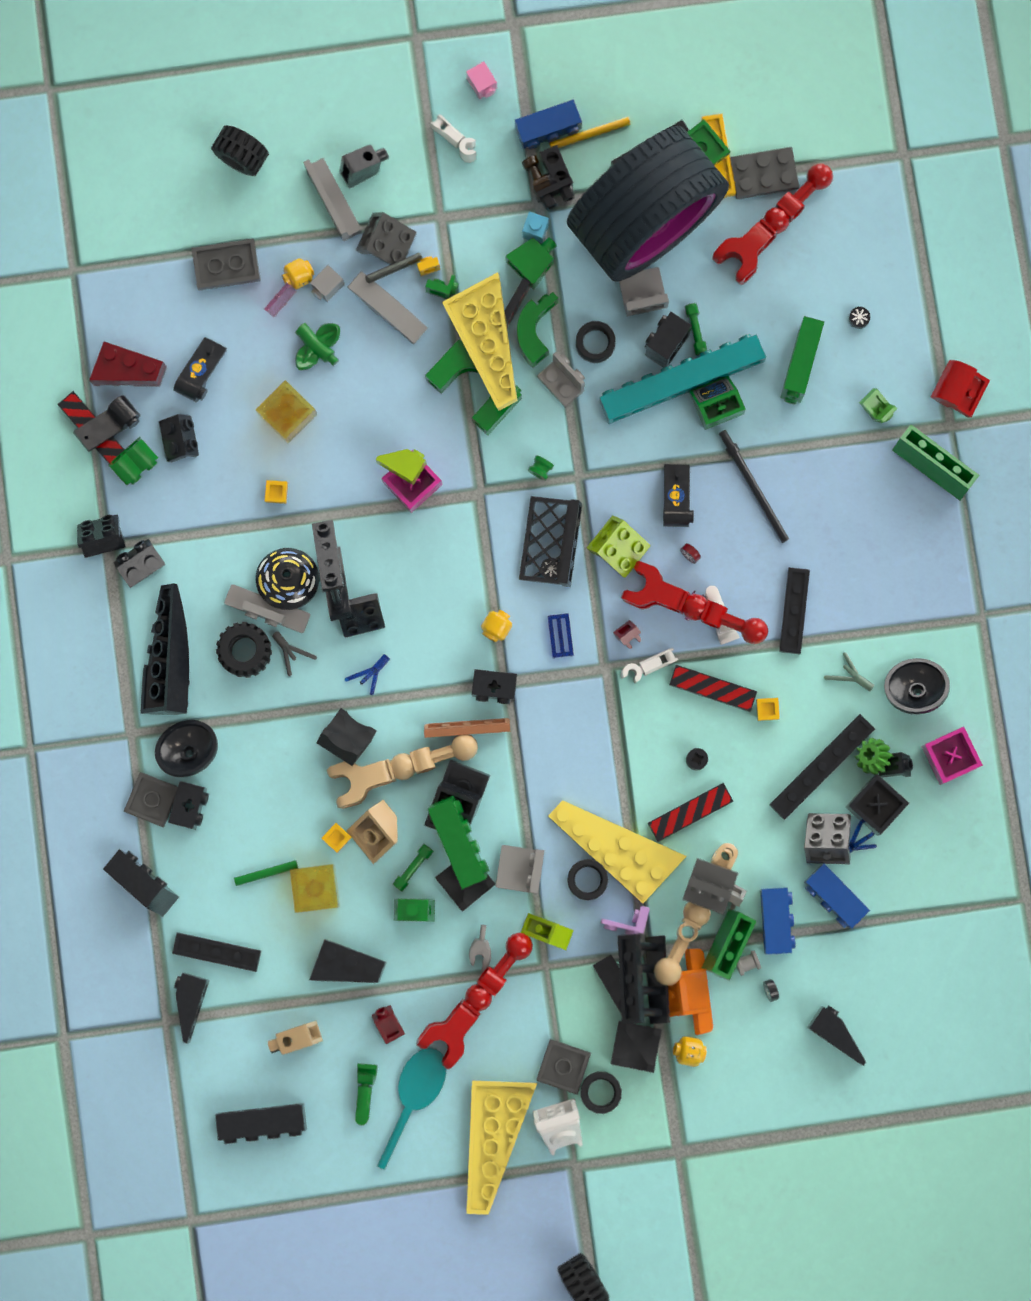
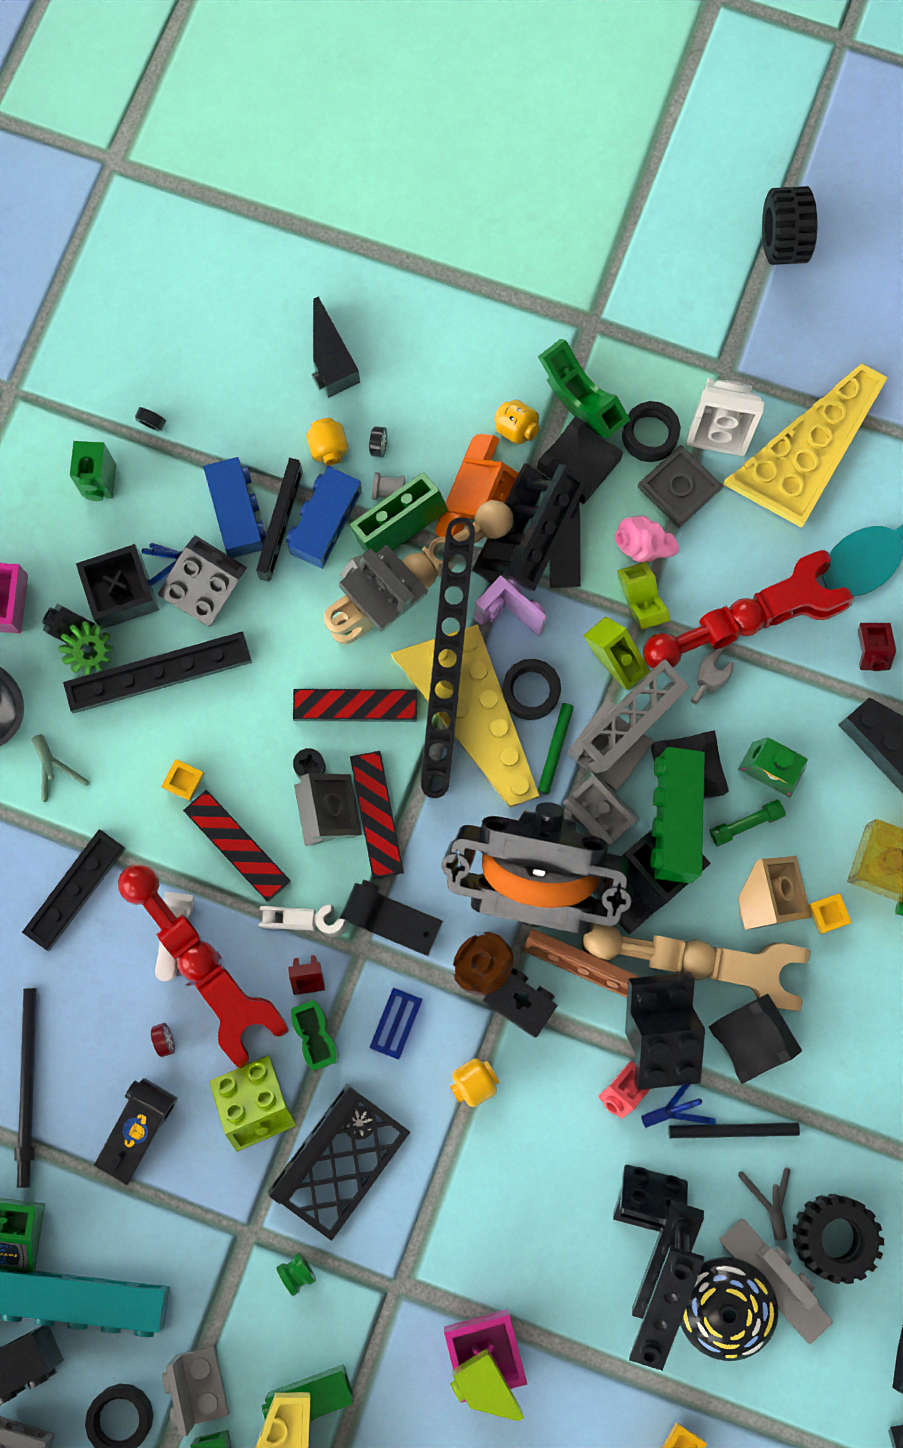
camera: 160 degrees left, 5 degrees down
(331, 680) = (733, 1130): none -> black bar
(401, 713) = (664, 1030): none -> black bracket
(405, 669) = (622, 1094): none -> coral bracket
(506, 825) = (600, 810): none -> light grey bracket
(511, 890) = (639, 720): none -> light grey fence
(523, 763) = (539, 871): none -> black piece
(527, 695) = (483, 964): none -> reddish brown tile
(549, 978) = (642, 595): none -> lime slope
(553, 851) = (555, 748): none -> green bar
(567, 1014) = (645, 539): none -> bright pink head
(597, 694) = (390, 918): none -> black door
(598, 598) = (317, 1044): none -> green brick
(640, 752) = (376, 815): none -> tile
(652, 875) = (455, 643): none -> black beam
(658, 1092) = (596, 408): none -> green arch
(670, 738) = (327, 807): none -> dark grey bracket
(803, 904) = (279, 520): none -> black tile
(803, 972) = (327, 441): none -> yellow head
(924, 926) = (150, 419): none -> black tile
(936, 869) = (93, 470): none -> green brick

